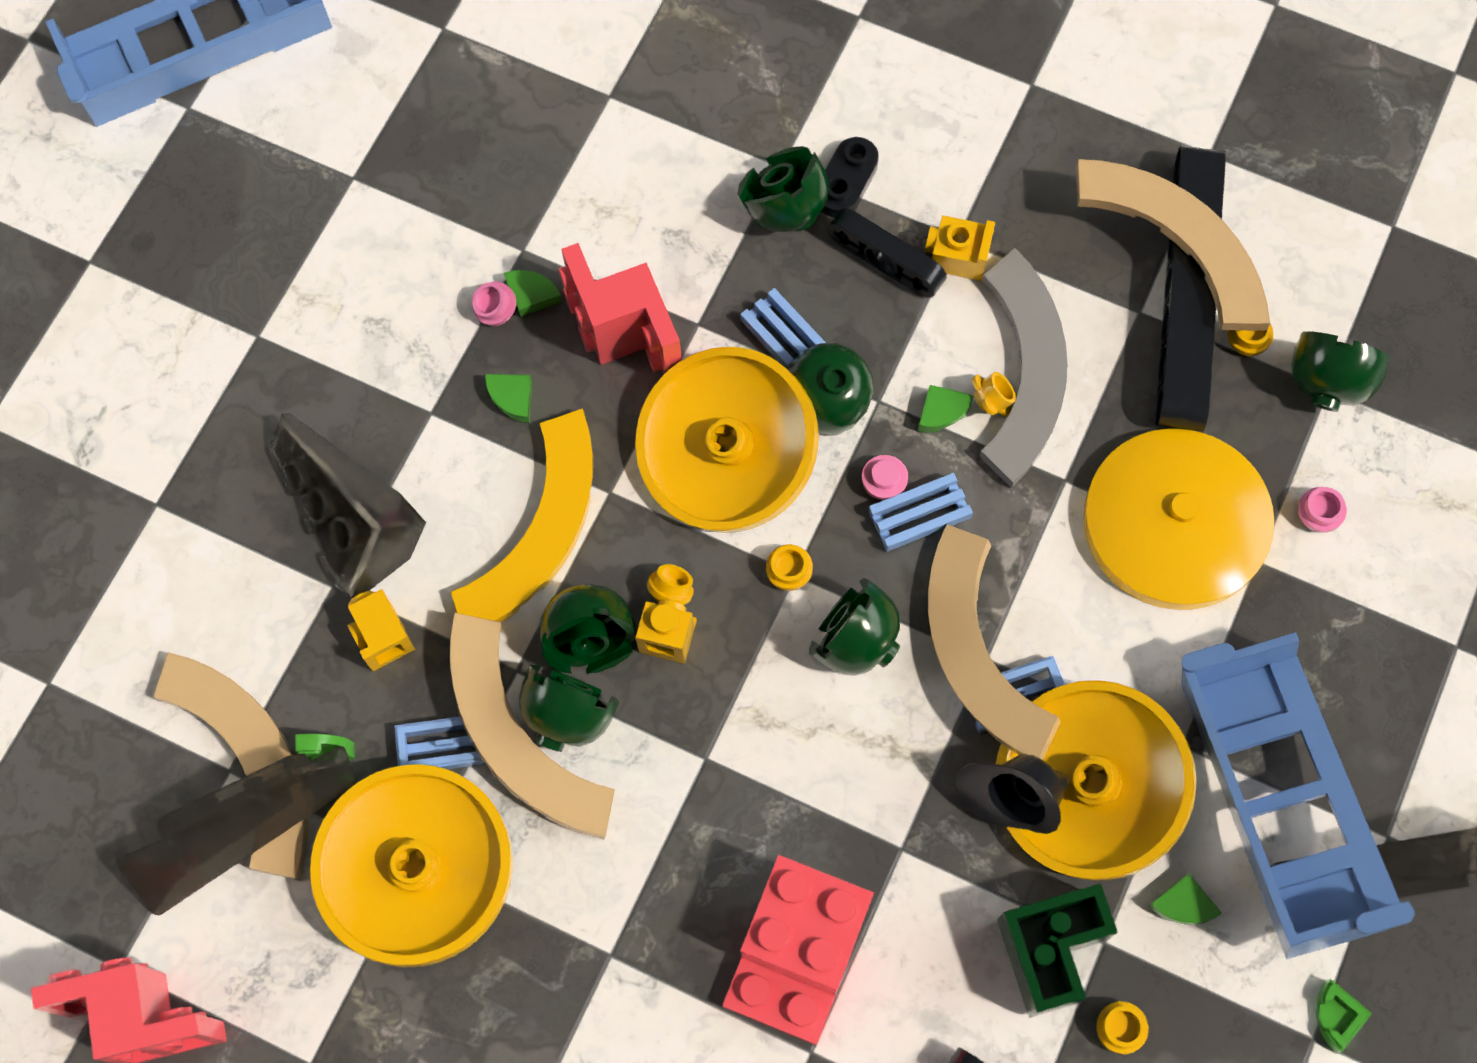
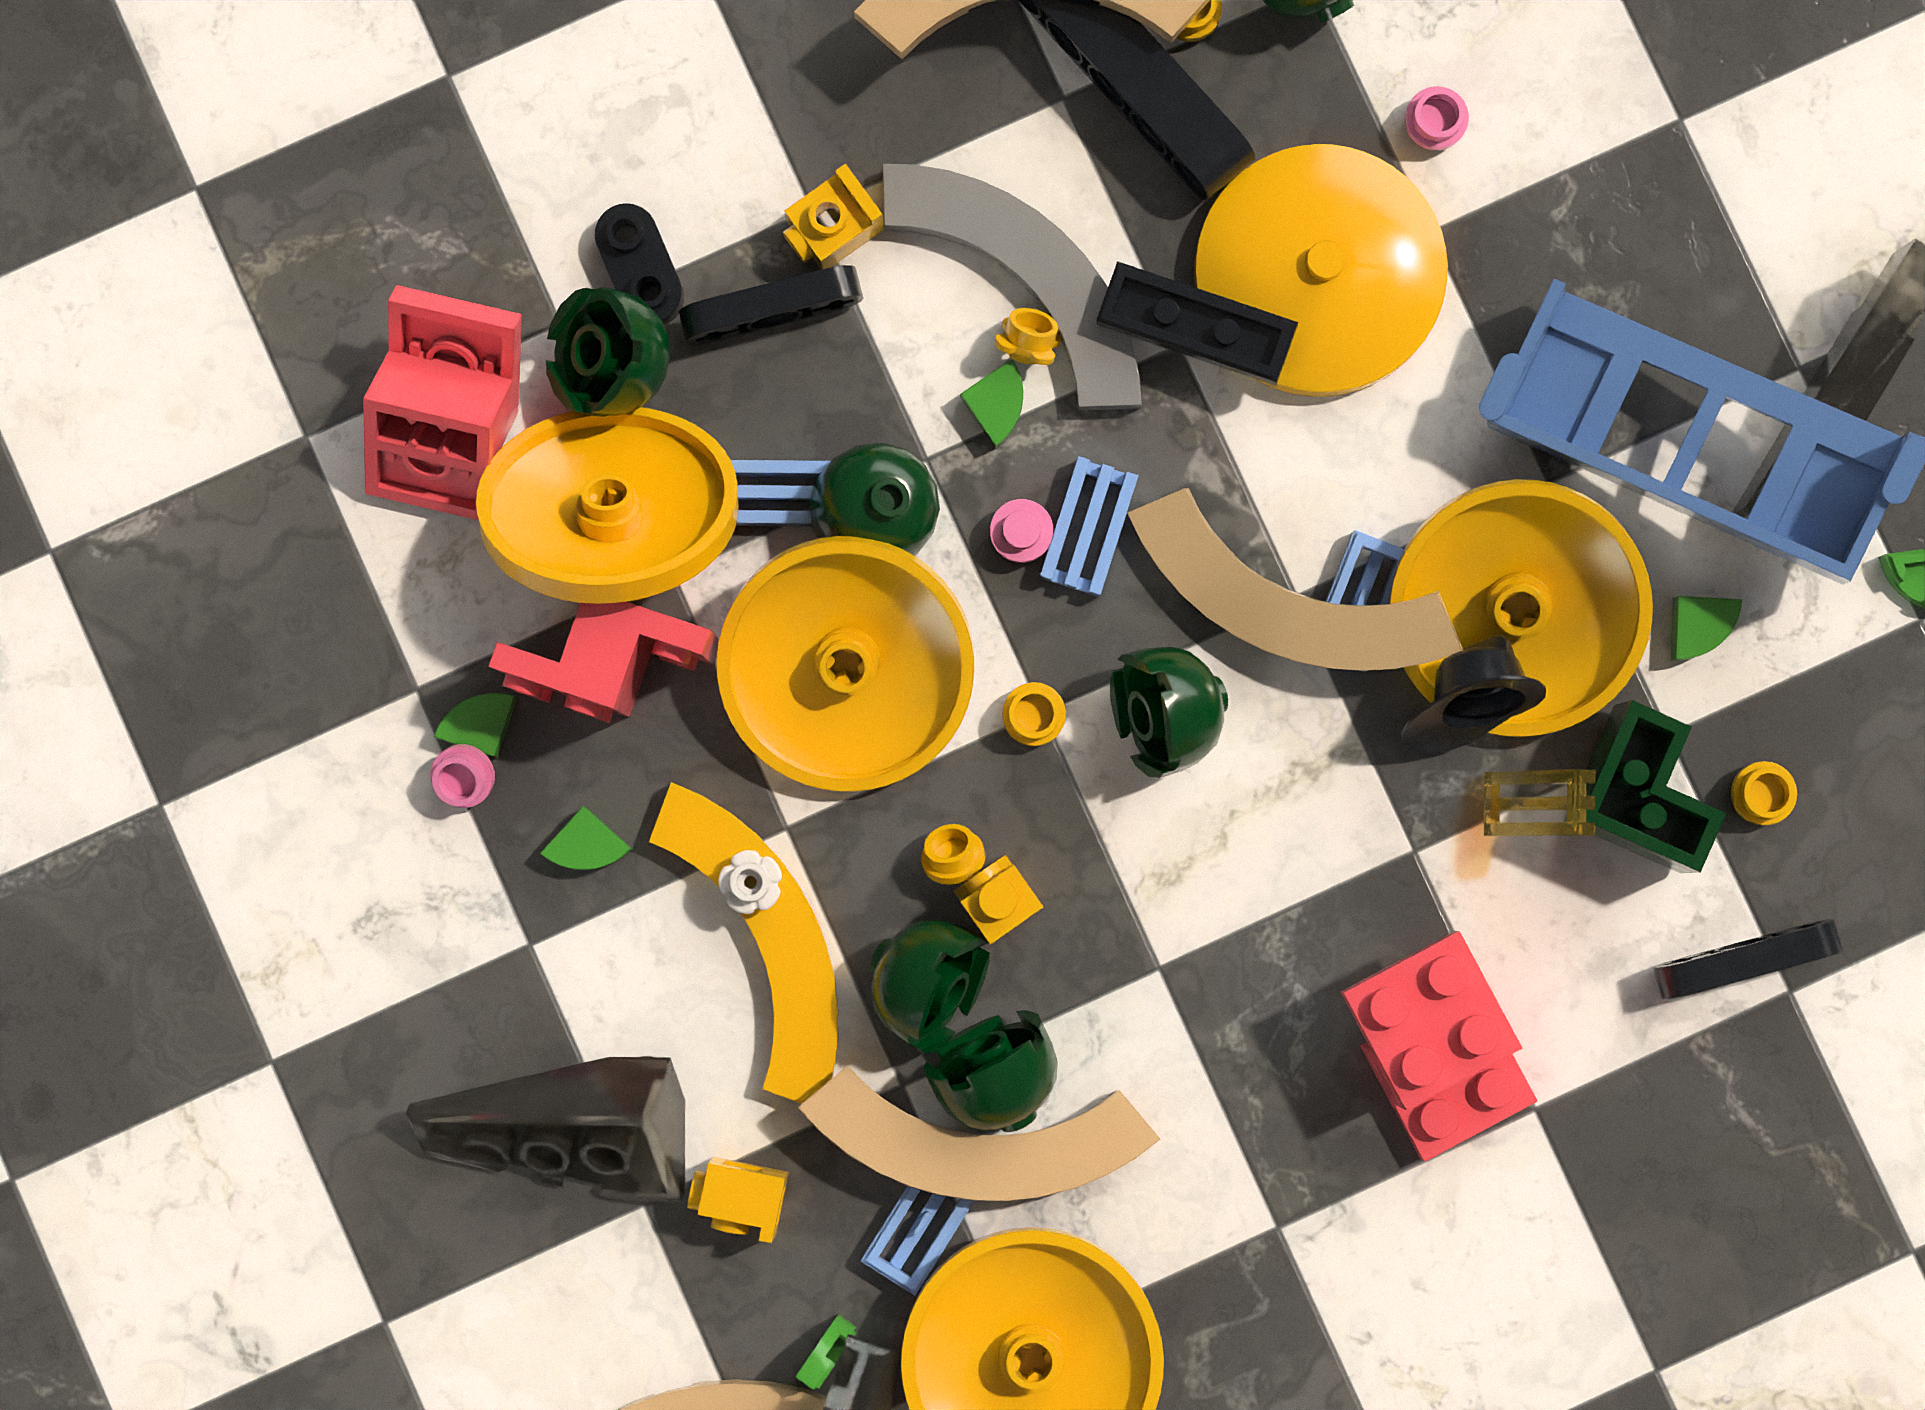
camera: 50 degrees left, 15 degrees up
(561, 500) = (763, 894): none -> white plate
(684, 134) = (440, 400): none -> coral bracket
(703, 246) = (607, 505): none -> yellow dish
(1004, 898) = (1575, 803): none -> clear yellow tile
(1085, 471) = (1197, 323): none -> black tile

